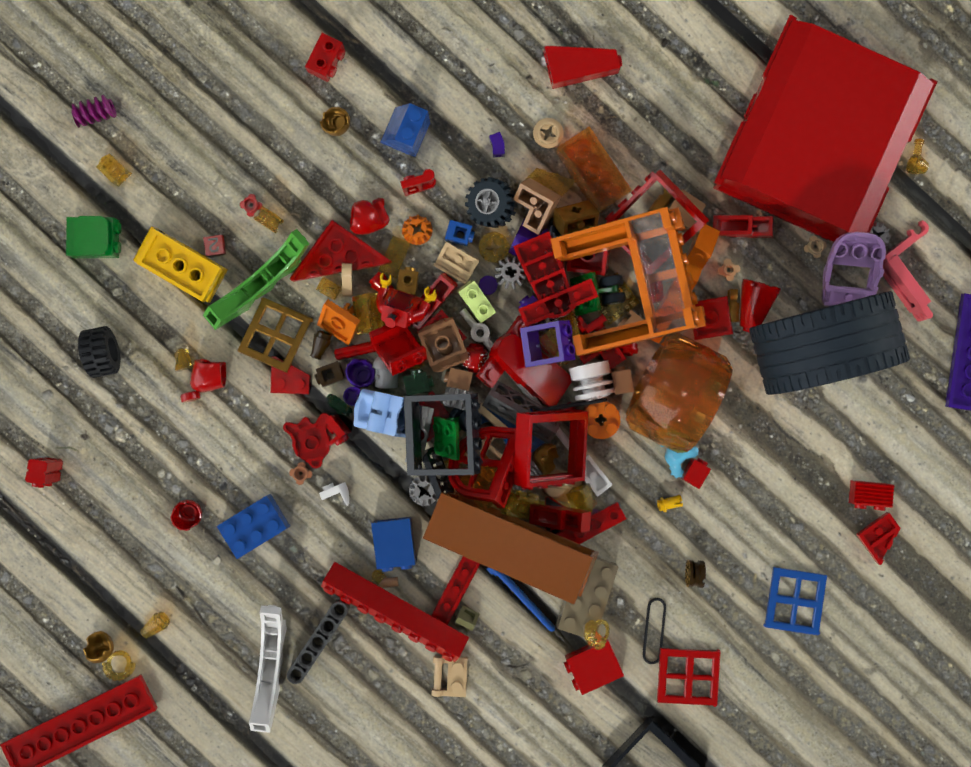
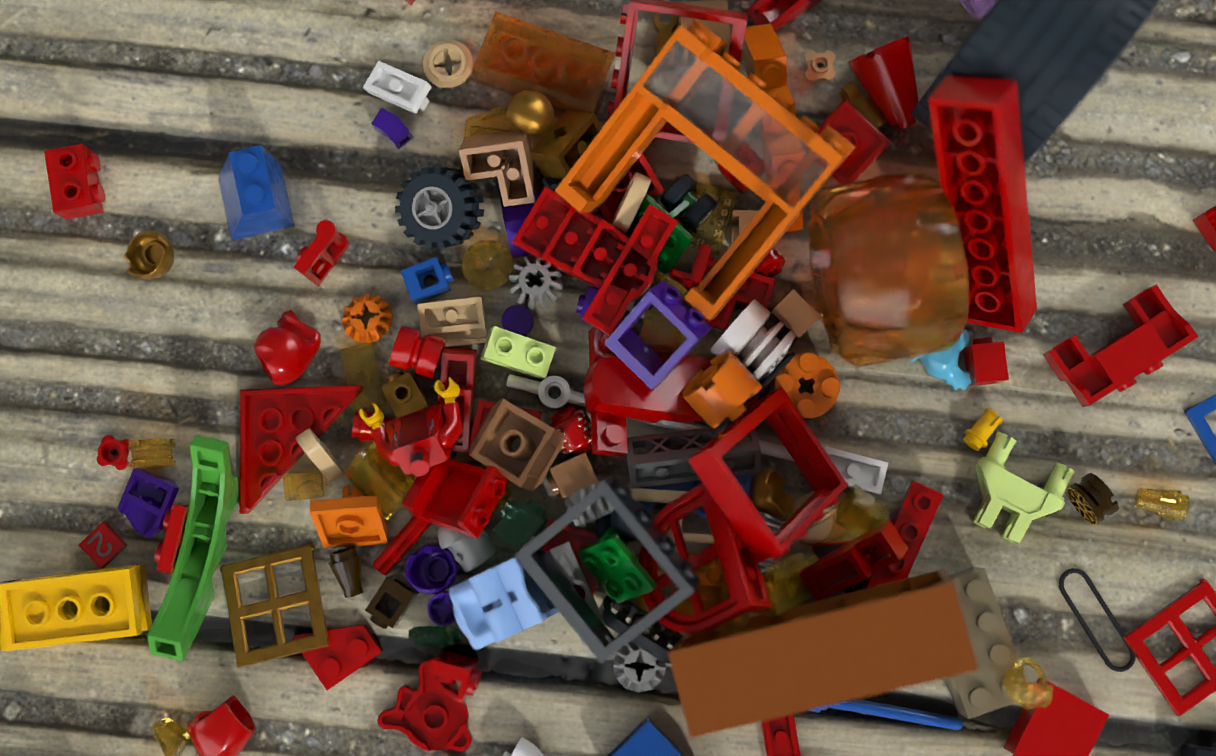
camera: 30 degrees left, 5 degrees down
(250, 241) = (147, 501): none -> dark purple slope
(256, 262) = (168, 551): none -> red plate
(429, 265) = (417, 352): none -> red wheel
(514, 127) = (398, 87): none -> white hinge
(558, 391) = (721, 389): none -> orange brick
(569, 189) = (531, 112): none -> pearl gold hair
(583, 270) = (630, 202): none -> tan beam
(660, 543) = (1013, 494): none -> yellowish green connector
(728, 601) = (1163, 502): none -> clear yellow cone
(748, 397) = (986, 185): none -> red brick
(764, 520) = (1156, 336): none -> red bracket

